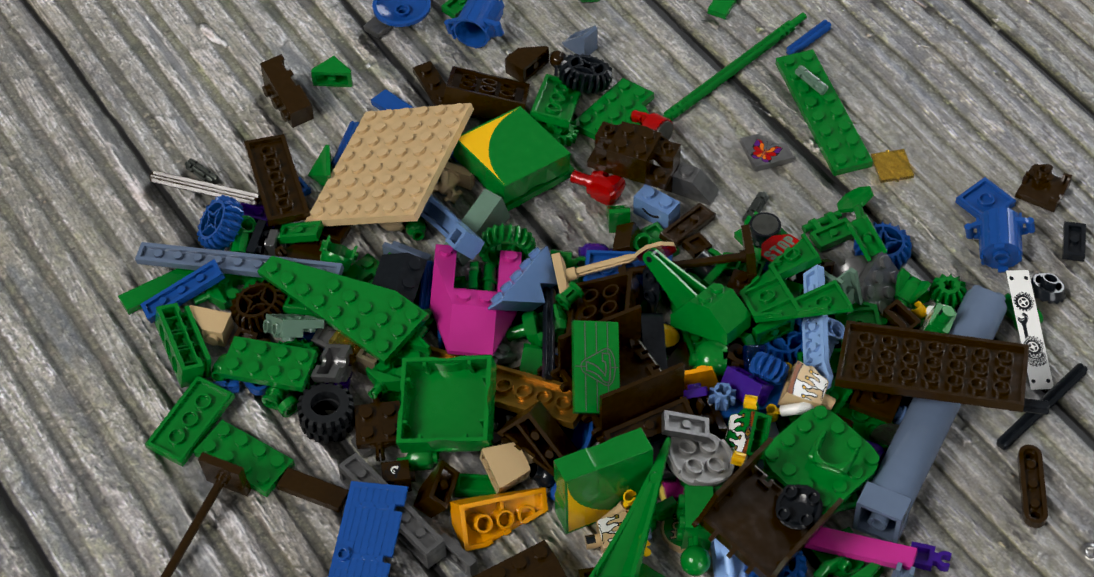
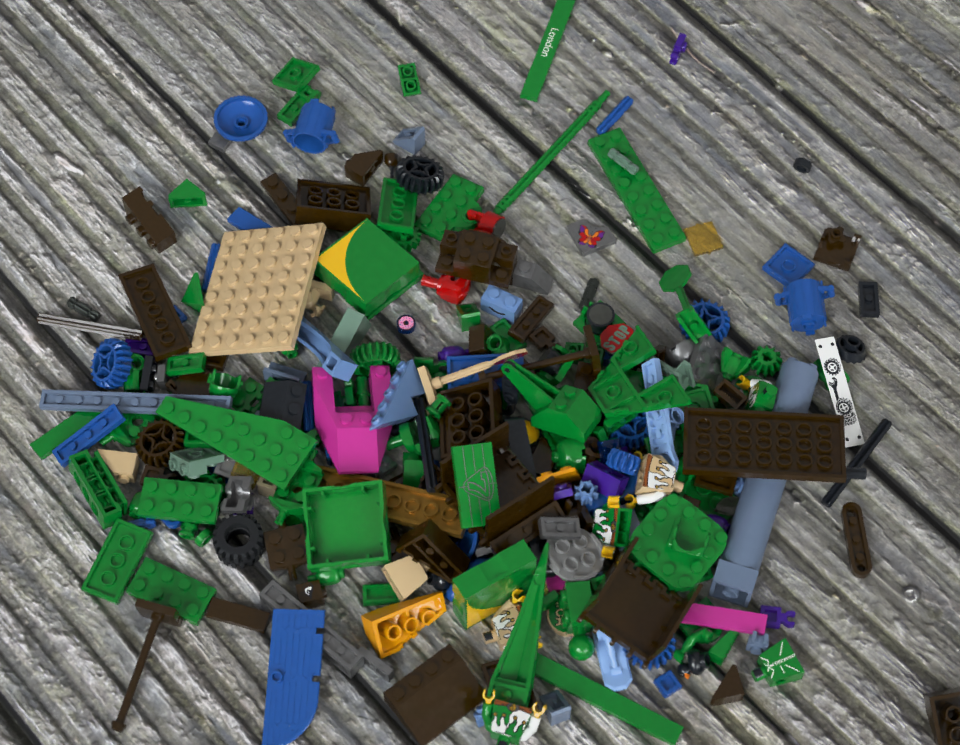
camera: 10 degrees left, 10 degrees up
(437, 490) = (348, 605): dark brown slope -> none
(548, 218) = (406, 324): none -> tile
(798, 507) = (664, 590): black dish -> none
(831, 234) = (657, 315): green plate -> none
(1013, 102) = (802, 165): none -> black tile

